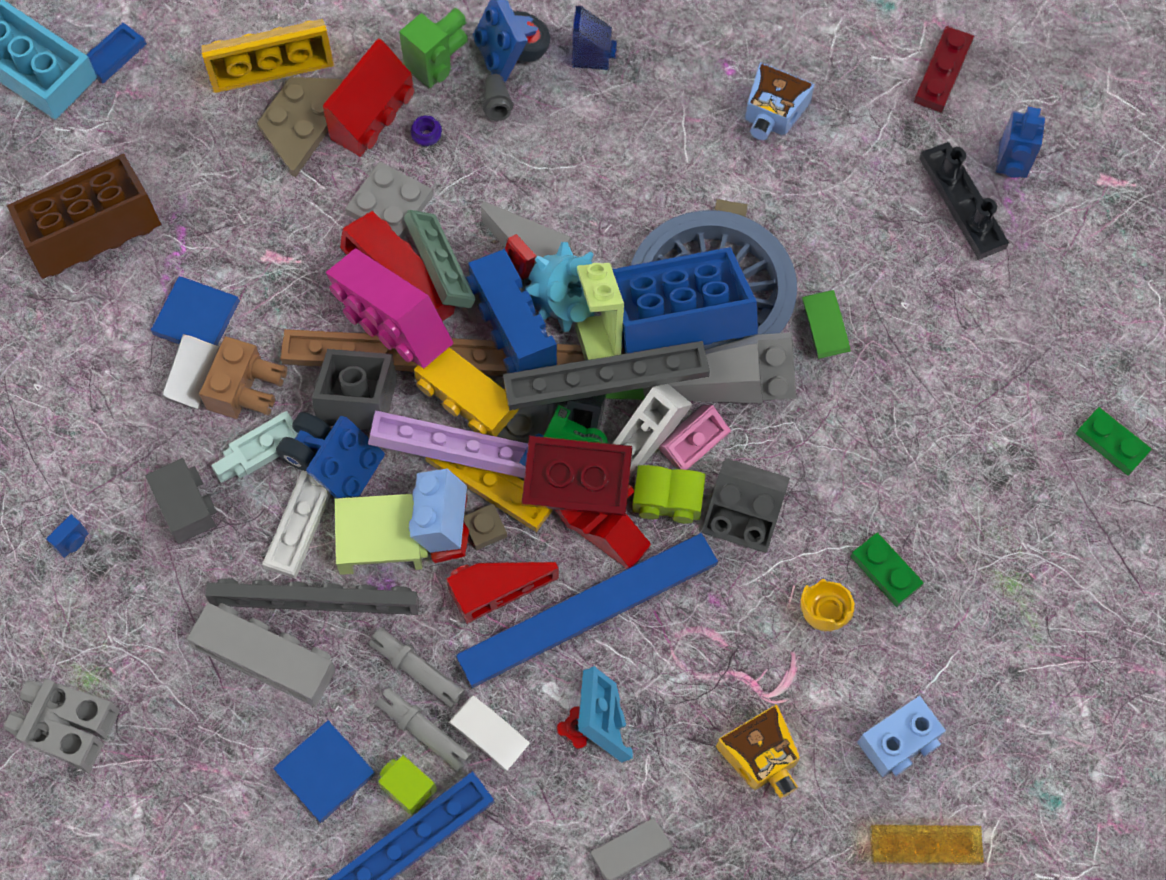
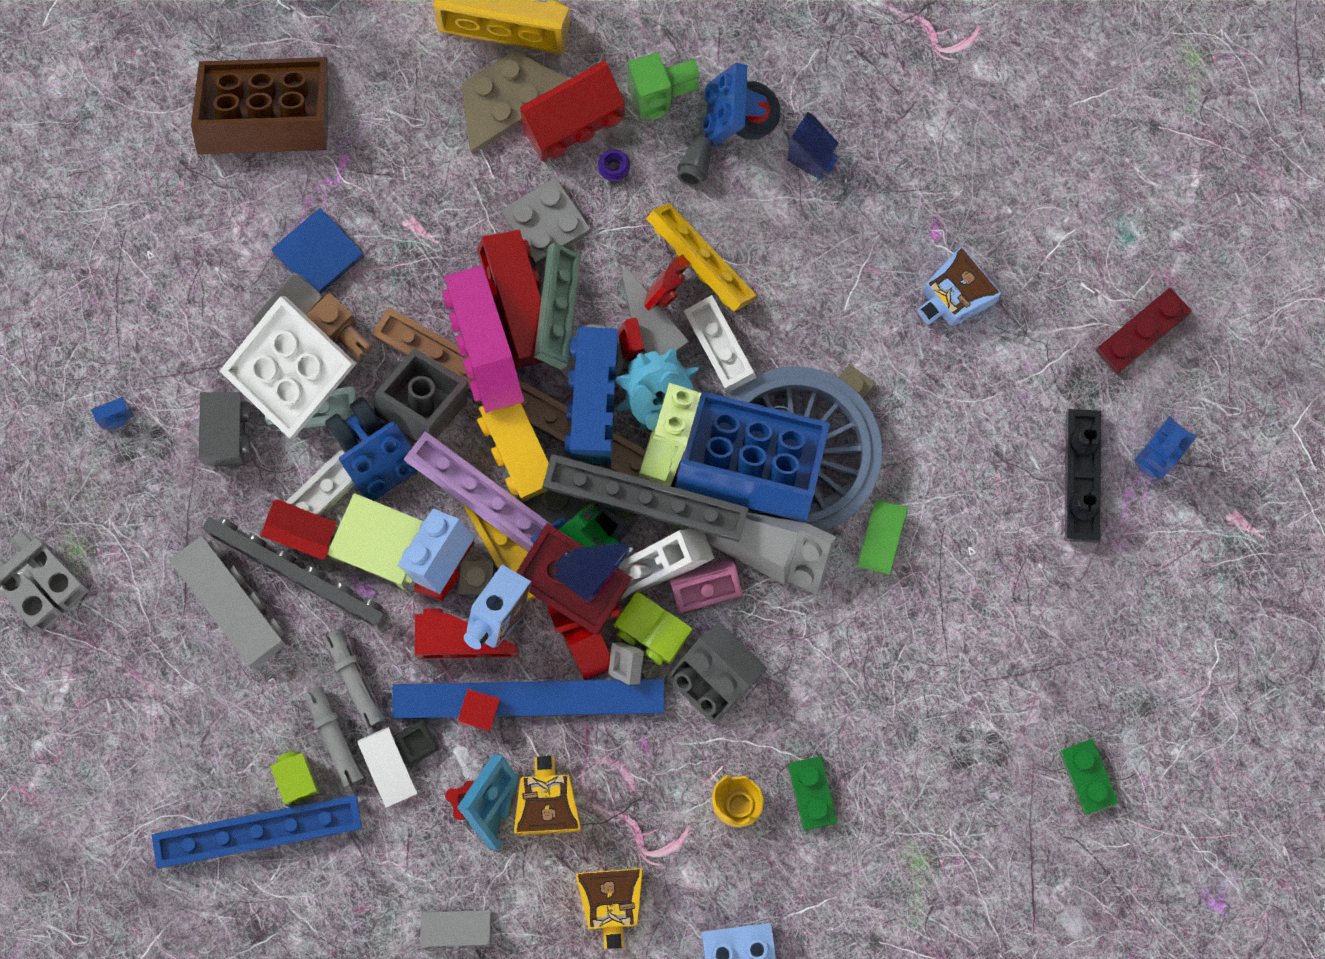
camera: 25 degrees right, 10 degrees up
(218, 414) = (287, 367): none -> white plate
(297, 557) = (298, 529): none -> red panel
(324, 771) = (233, 731): blue tile -> none
(505, 698) = (416, 742): none -> pearl dark grey tile
(524, 547) = (489, 616): none -> light blue torso
(527, 201) = (663, 289): none -> red slope
(532, 166) = (703, 258): none -> yellow plate
(549, 638) = (479, 710): none -> red tile
(591, 451) = (590, 567): none -> clear blue slope
(598, 229) = (720, 344): none -> white plate
(655, 691) = (546, 802): none -> torso
(661, 532) = (625, 663): none -> light grey plate

